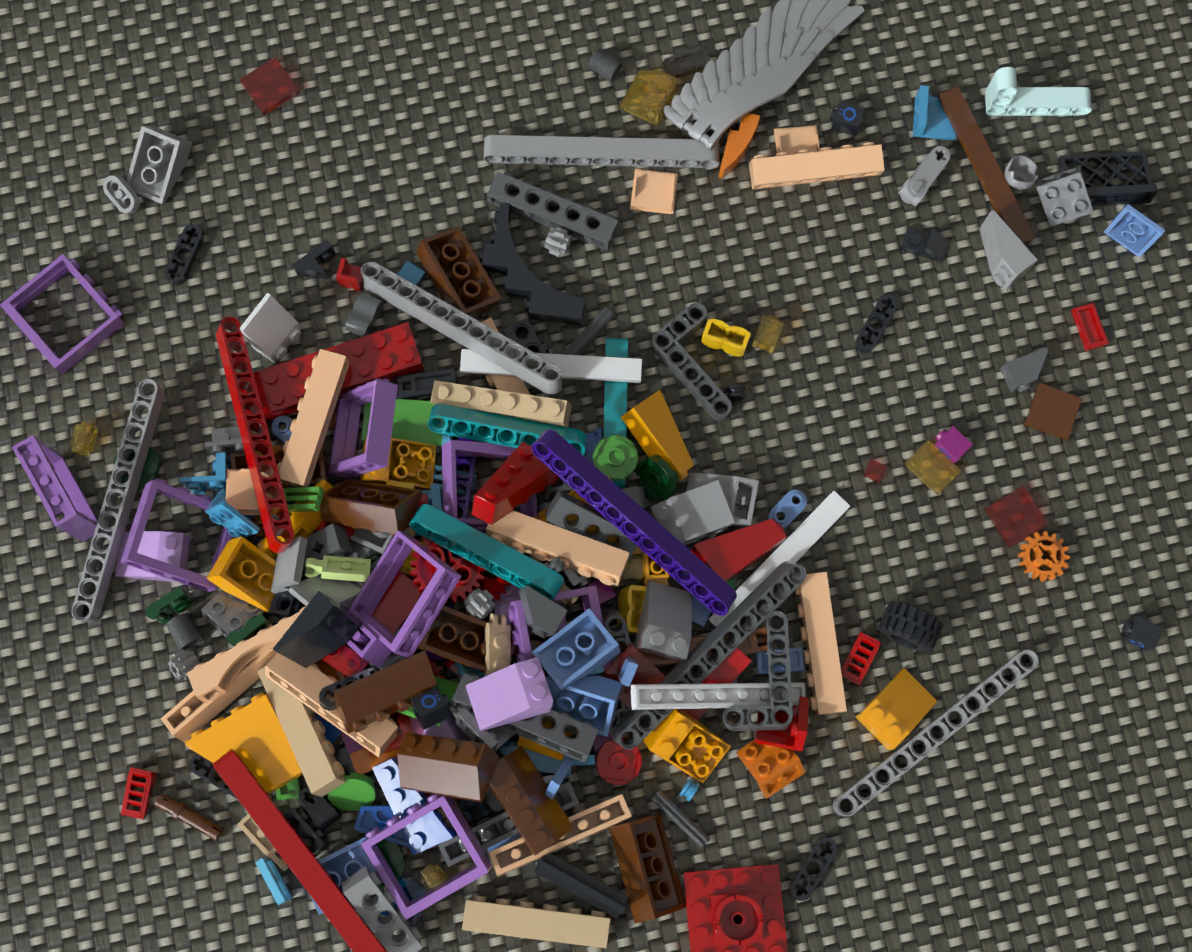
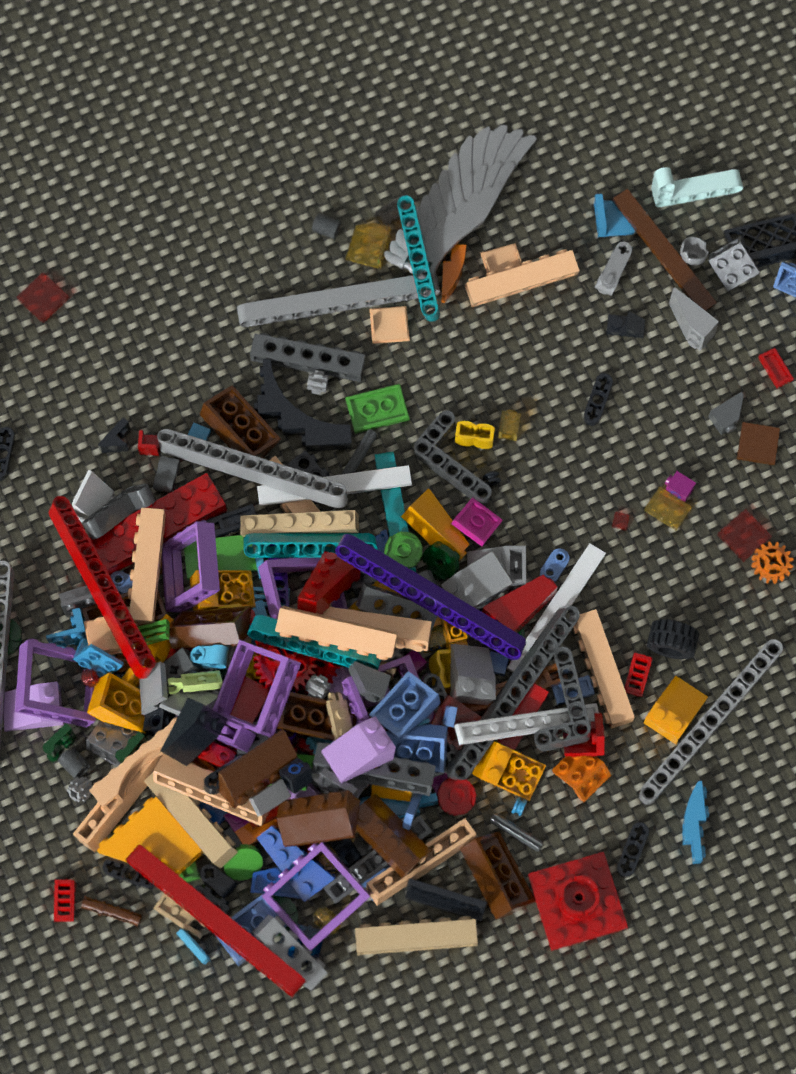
camera: 10 degrees left, 5 degrees down
(219, 537) = (90, 678): none -> clear red plate
(295, 346) = (118, 509): none -> dark grey beam
(363, 540) = (210, 656): none -> medium azure piece
(393, 729) = (270, 797): none -> light grey tile
(512, 546) = (336, 631): none -> light nougat brick
(620, 285) = (377, 408): none -> bright green tile
(699, 110) = (415, 250): none -> teal beam
(707, 440) = (477, 521): none -> dark pink plate
(846, 118) = (539, 233): black brick -> none
(894, 840) = (695, 814): none -> dark azure slope

